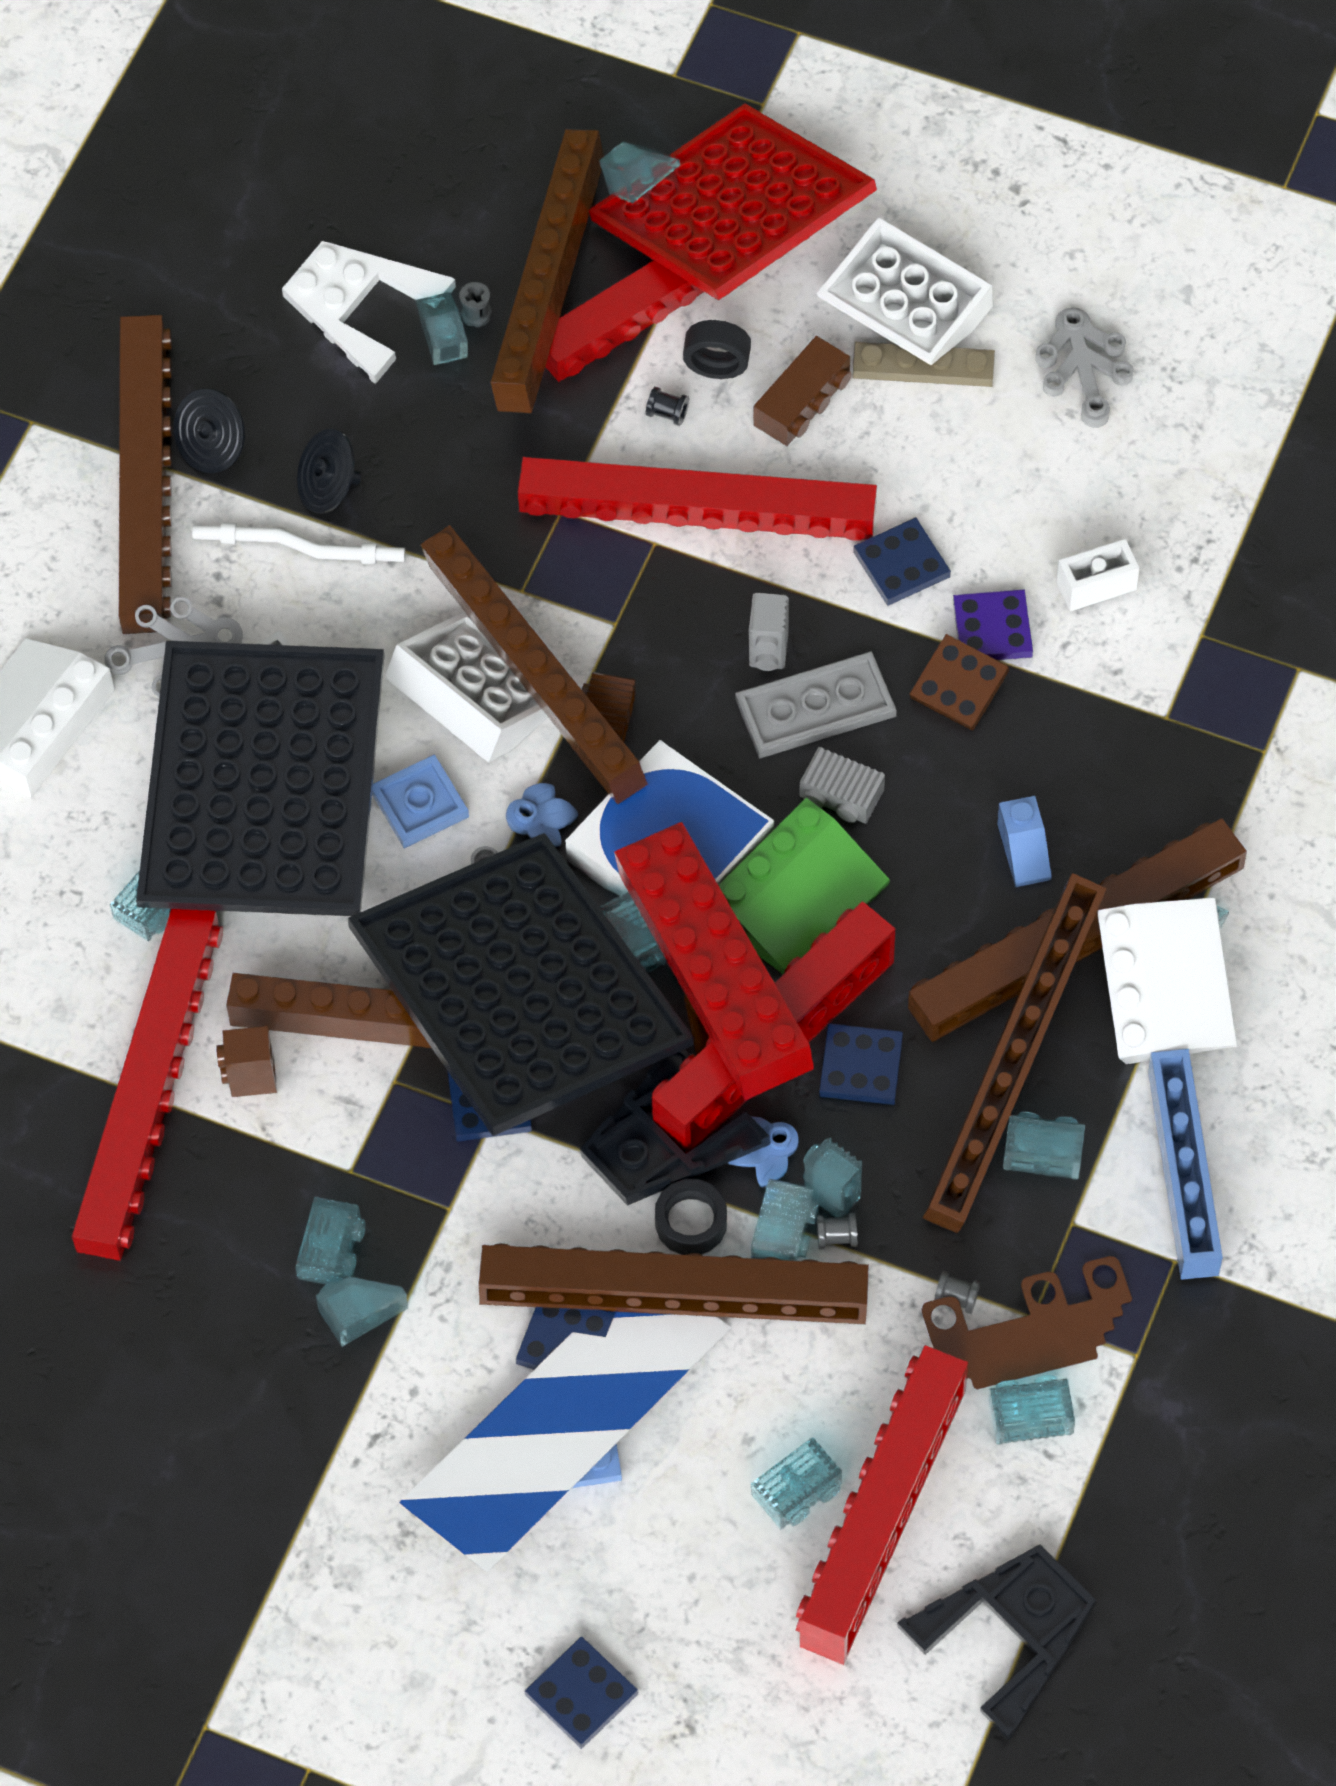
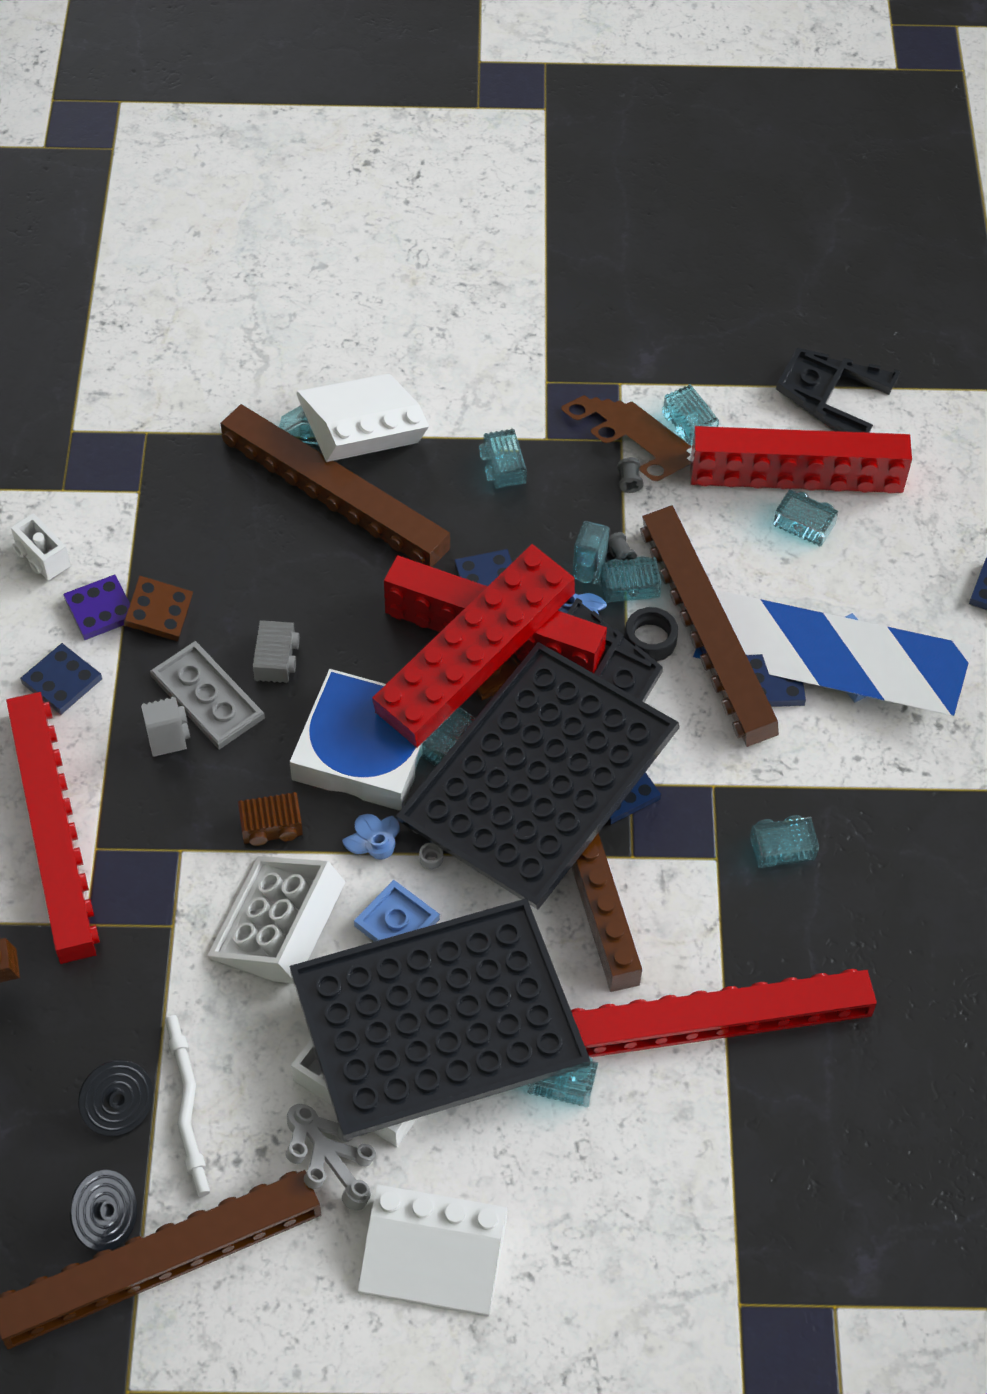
camera: 115 degrees left, 5 degrees down
(247, 1061) = (677, 938): reddish brown brick -> none
(358, 1306) = (822, 803): clear light blue slope -> none
(534, 665) = (252, 870): reddish brown brick -> none
(799, 884) = (361, 646): bright green slope -> none
(1014, 1053) = (453, 475): reddish brown brick -> none
(1024, 841) = (274, 534): medium blue slope -> none
(1185, 1164) = (487, 379): medium blue brick -> none

